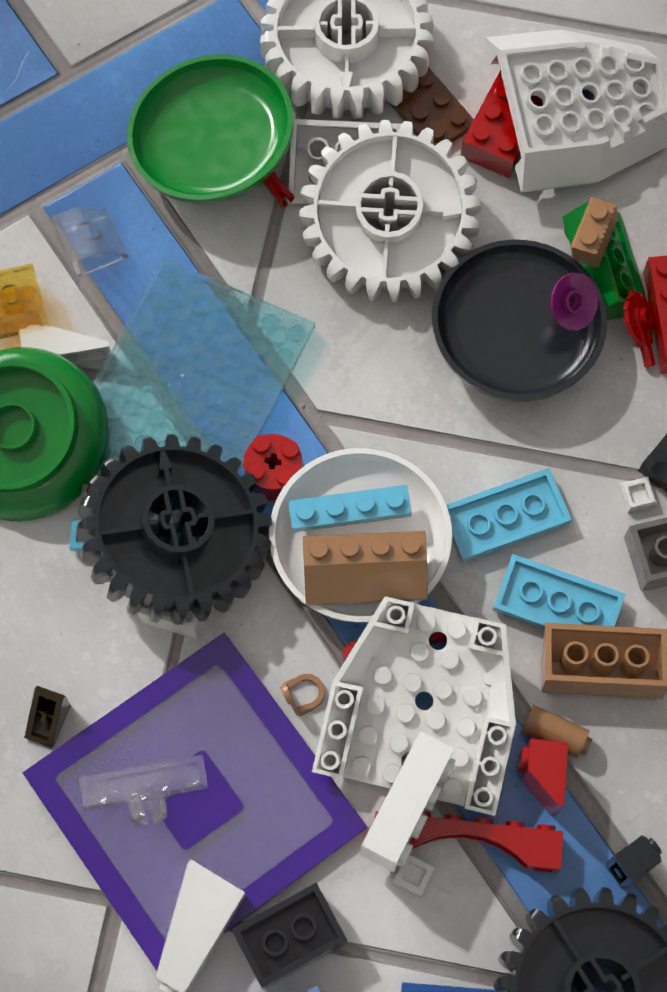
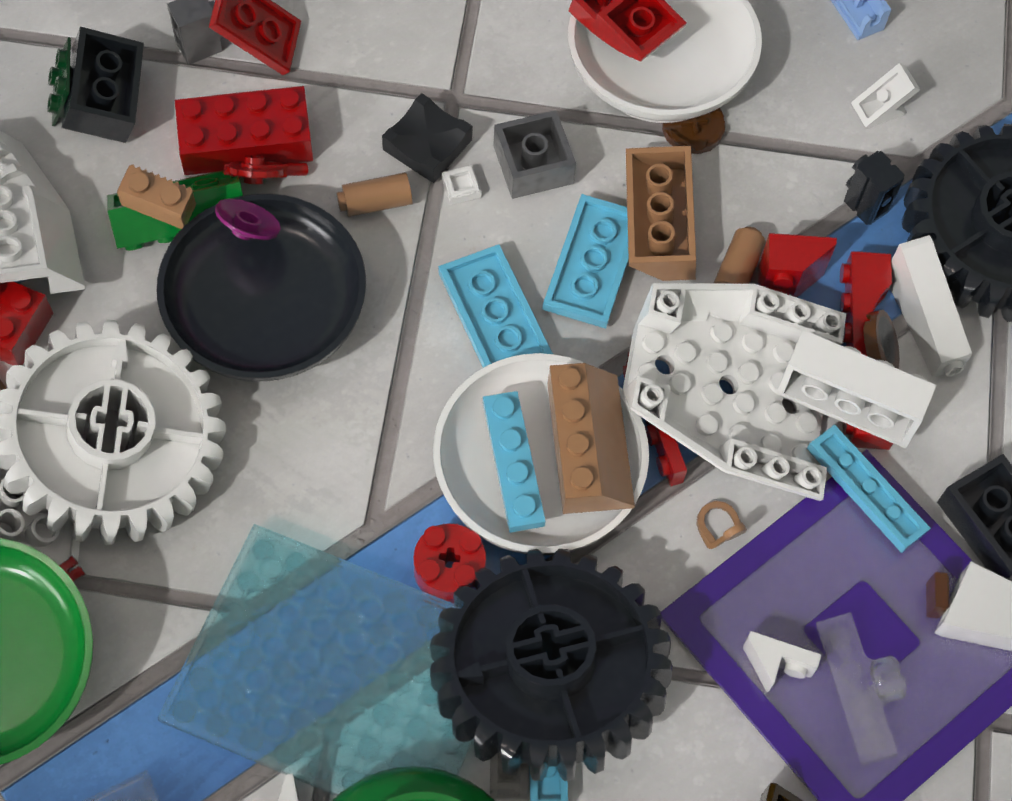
camera: 95 degrees left, 5 degrees down
(176, 712) = (770, 654): none -> white slope
(221, 864) = (937, 595): none -> reddish brown tile
(324, 817) = (868, 488): none -> medium azure plate
(466, 849) = (881, 338): none -> reddish brown tile
(503, 900) = (929, 307): none -> white slope
(621, 419) = (375, 194): none -> medium nougat brick

